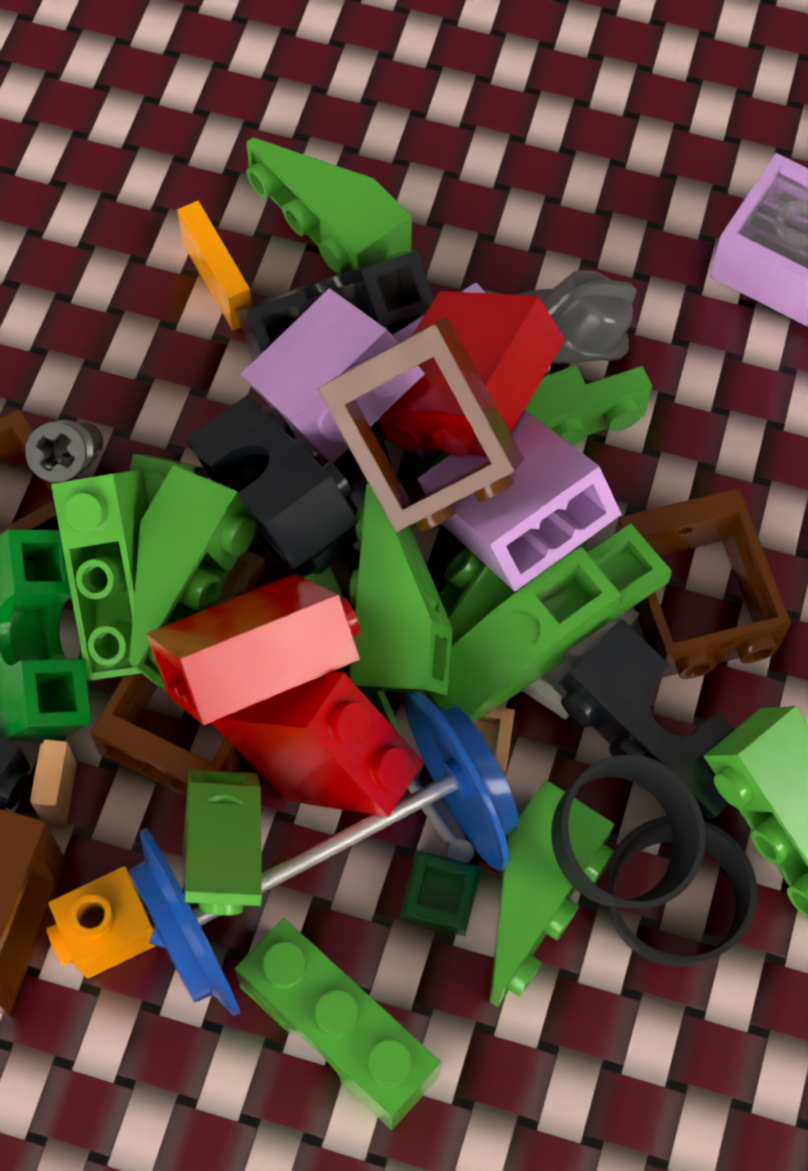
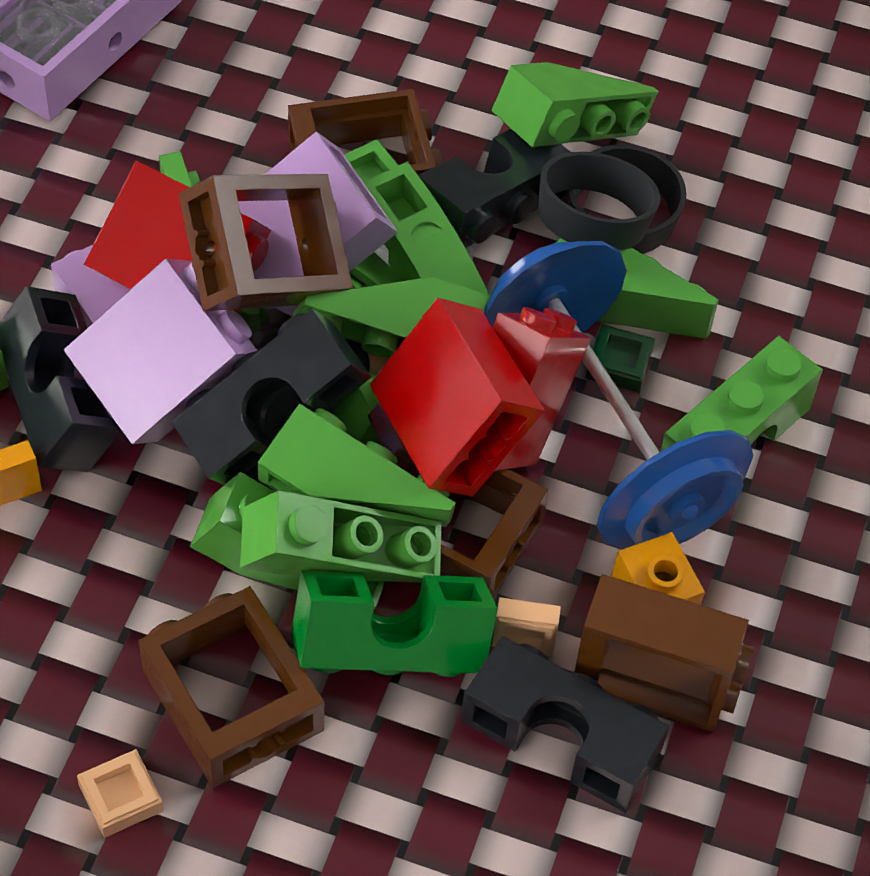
camera: 90 degrees left, 10 degrees down
(61, 440) = (218, 563): dark grey pin -> none
(222, 841) = (604, 445): bright green slope -> none
(590, 315) = (85, 197): dark grey piece -> none

